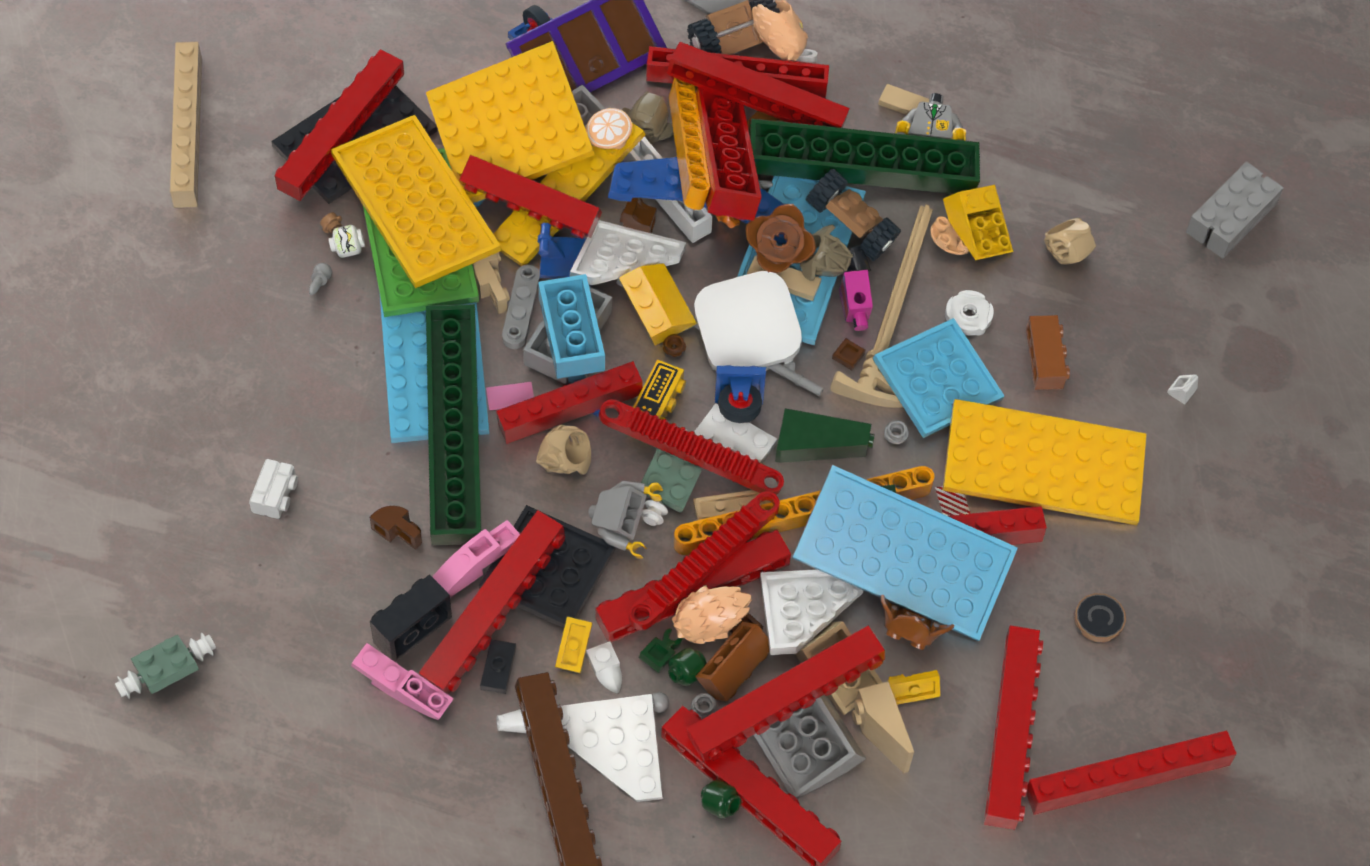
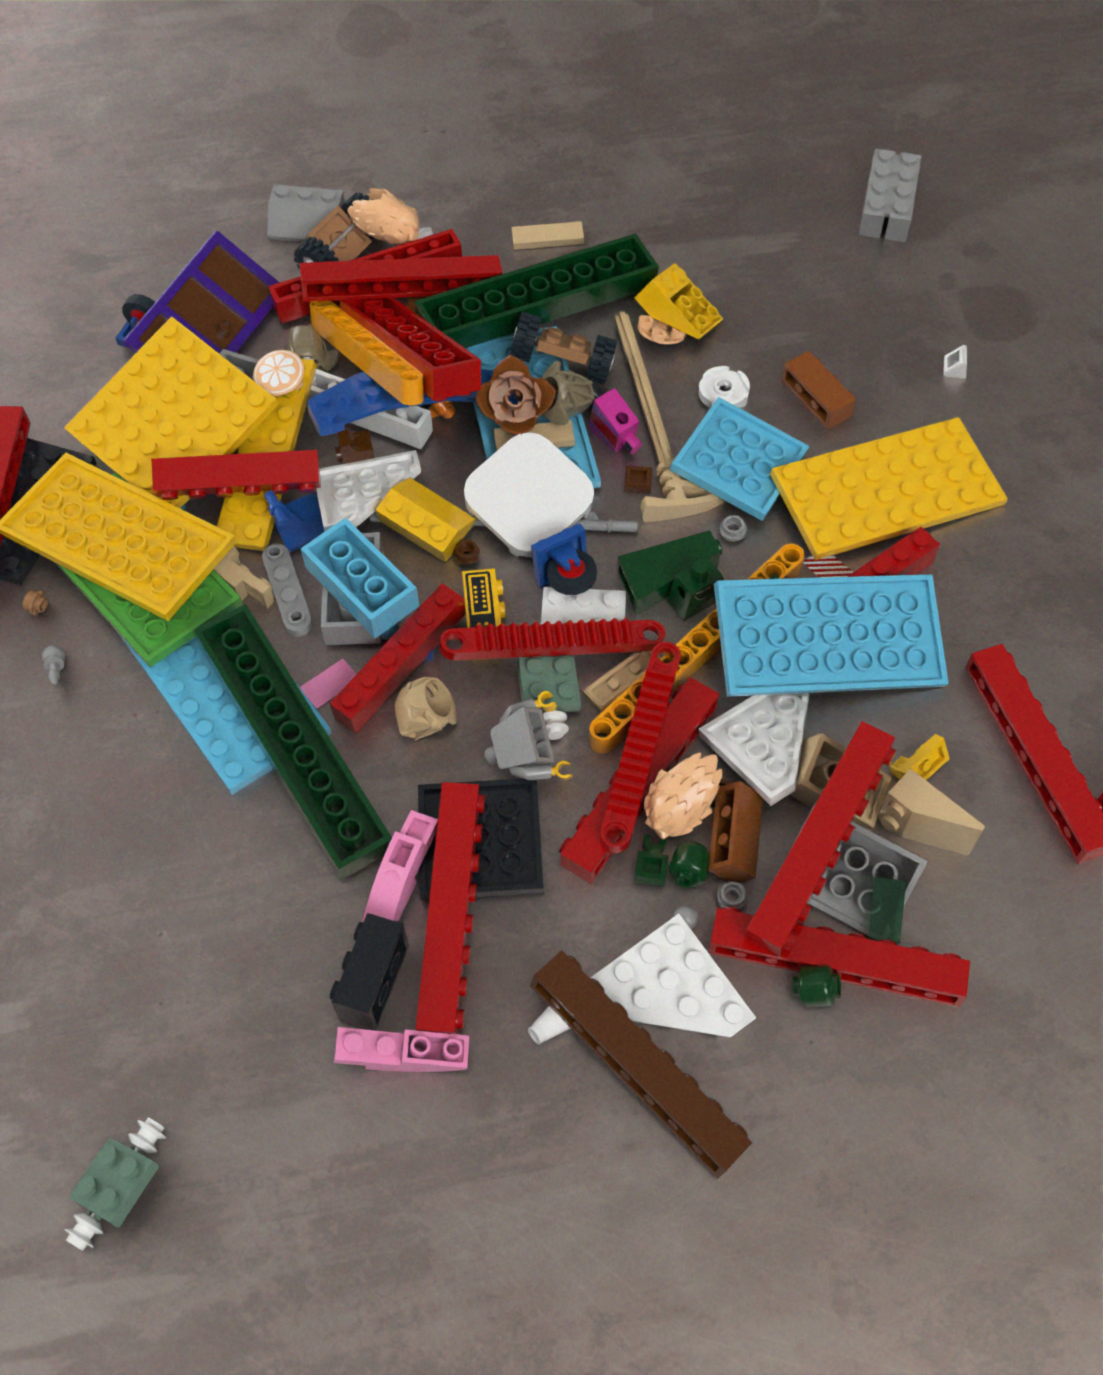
camera: 25 degrees left, 0 degrees up
(273, 489) = (130, 911): white brick -> none
(347, 241) = (63, 611): white head -> none
(393, 522) = (286, 876): reddish brown brick -> none
(498, 666) = (493, 973): black plate -> none
(573, 645) = (561, 905): yellow hinge -> none
(606, 666) = (604, 909): white plate -> none
(807, 774) = (887, 909): none -> clear green tile
(824, 457) = (694, 589): none -> dark green torso
(911, 625) = (884, 703): dark orange brick -> none
(932, 120) = (578, 234): light grey torso -> none
(1070, 241) = (772, 282): tan piece -> none
(1100, 617) = (1037, 604): black tile -> none

